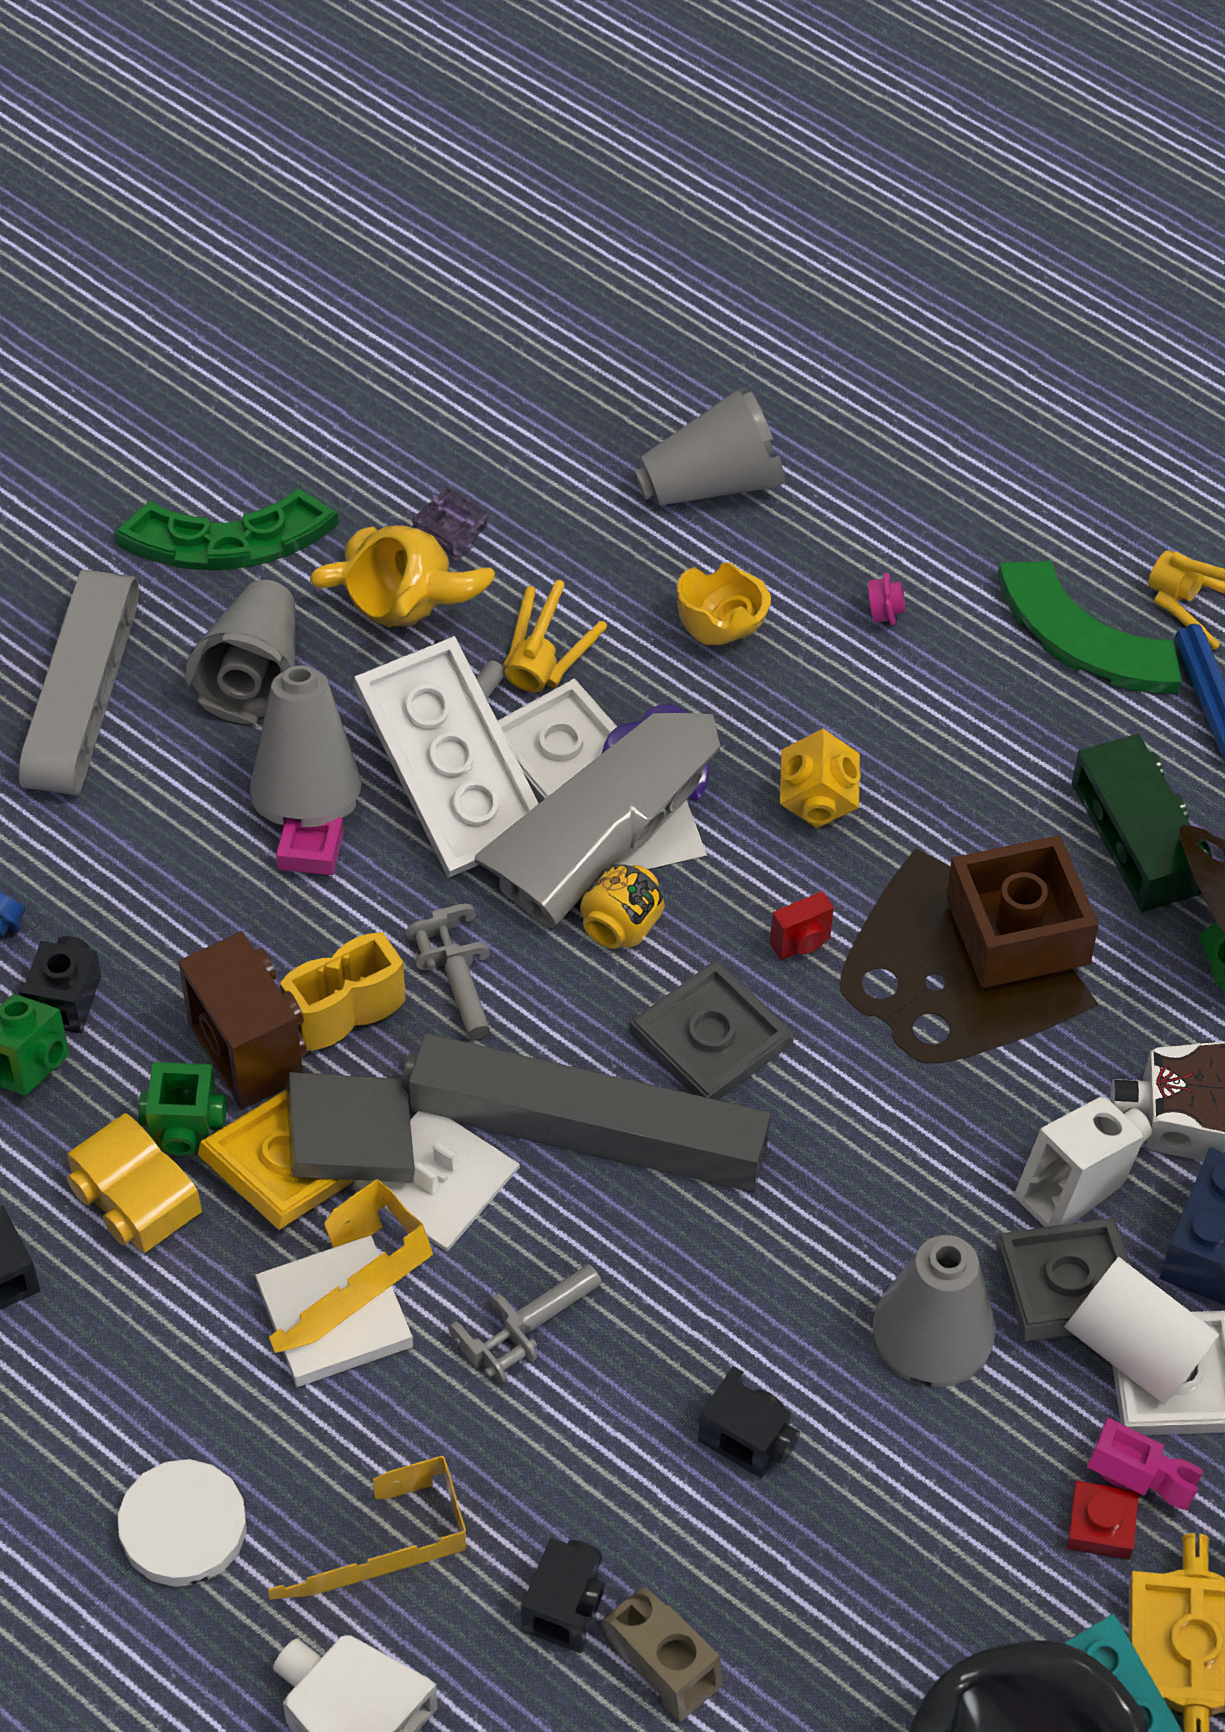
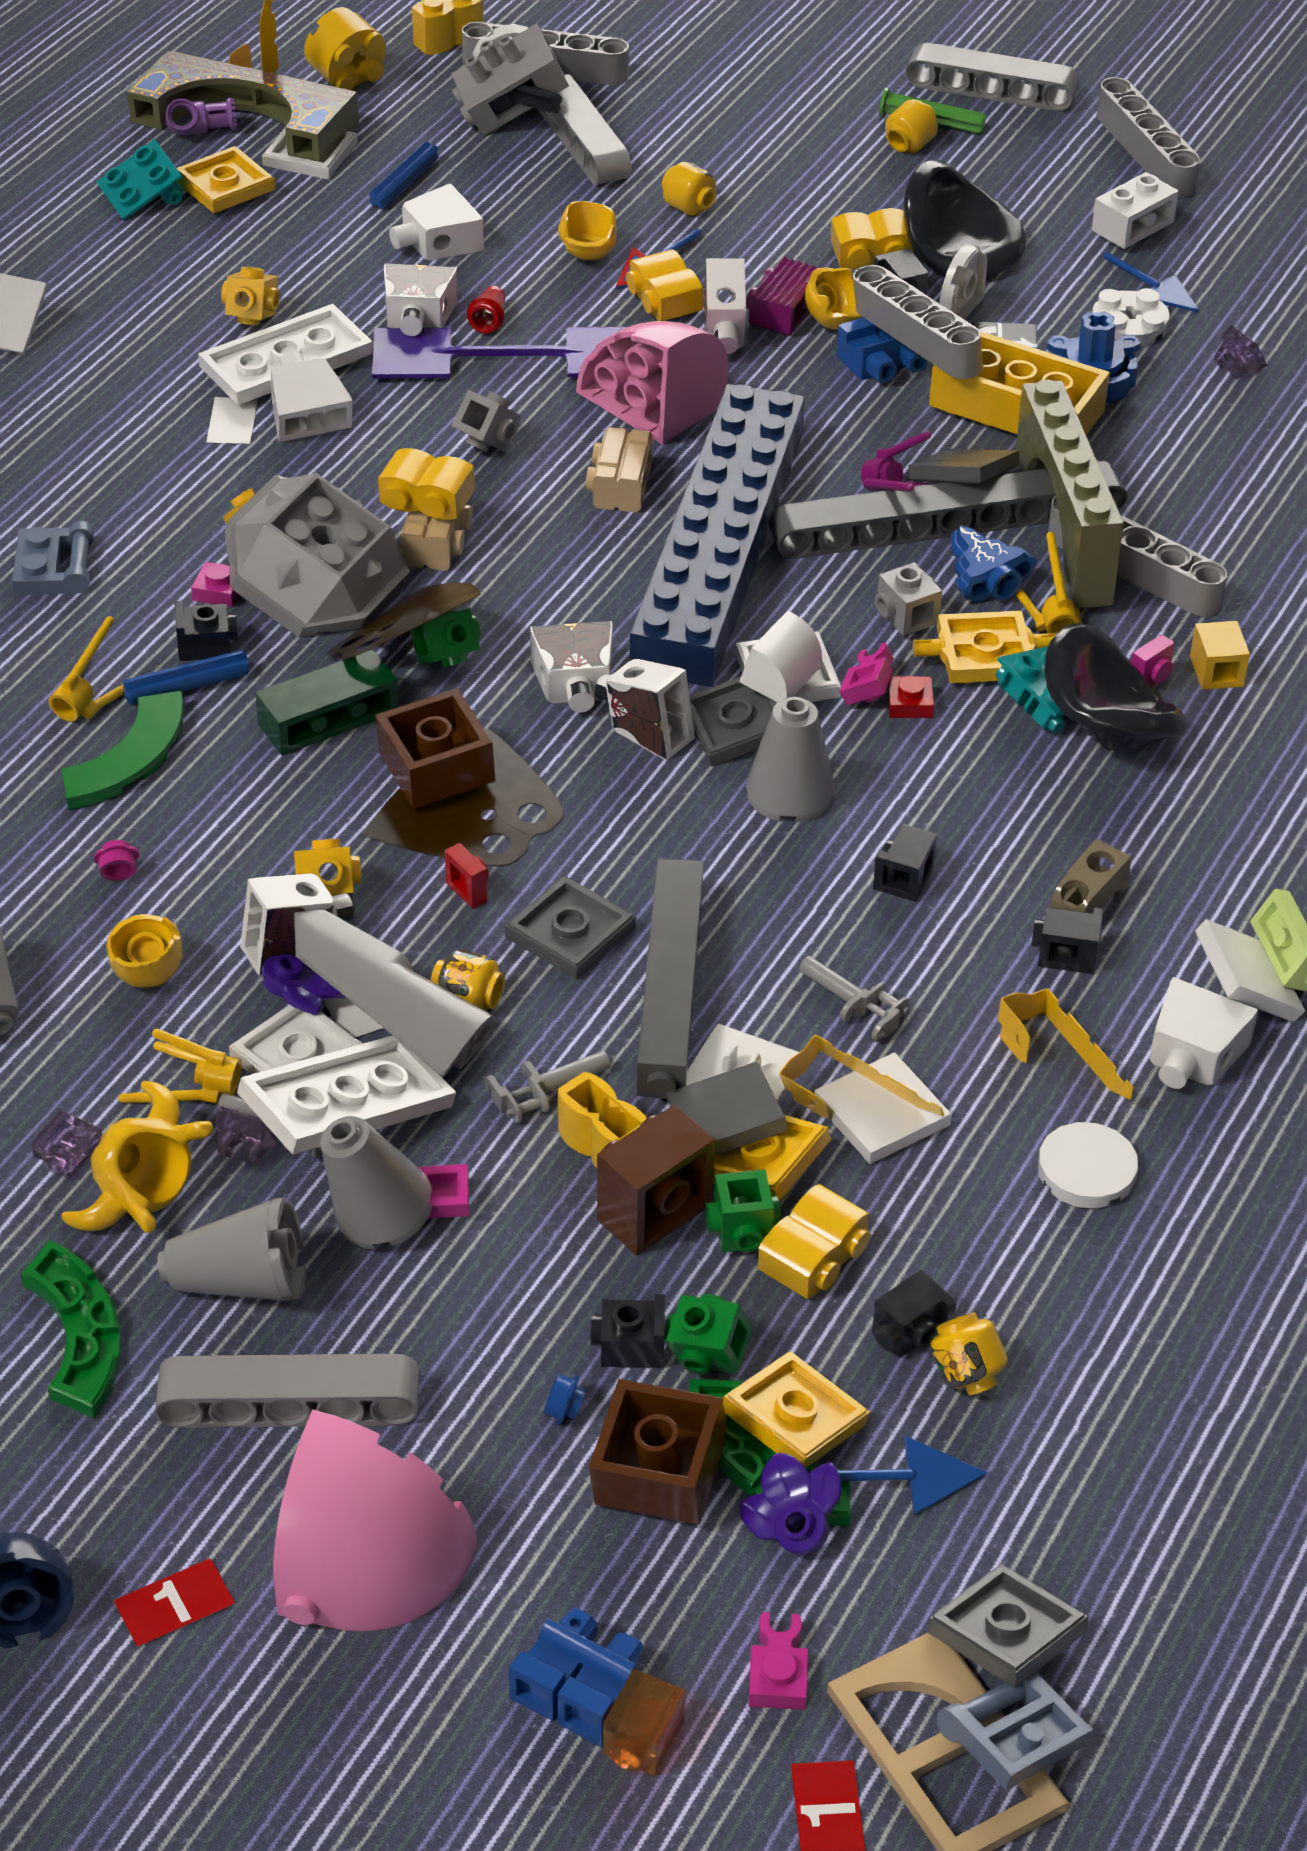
camera: 100 degrees left, 10 degrees down
(746, 734) = (270, 913): none -> white torso

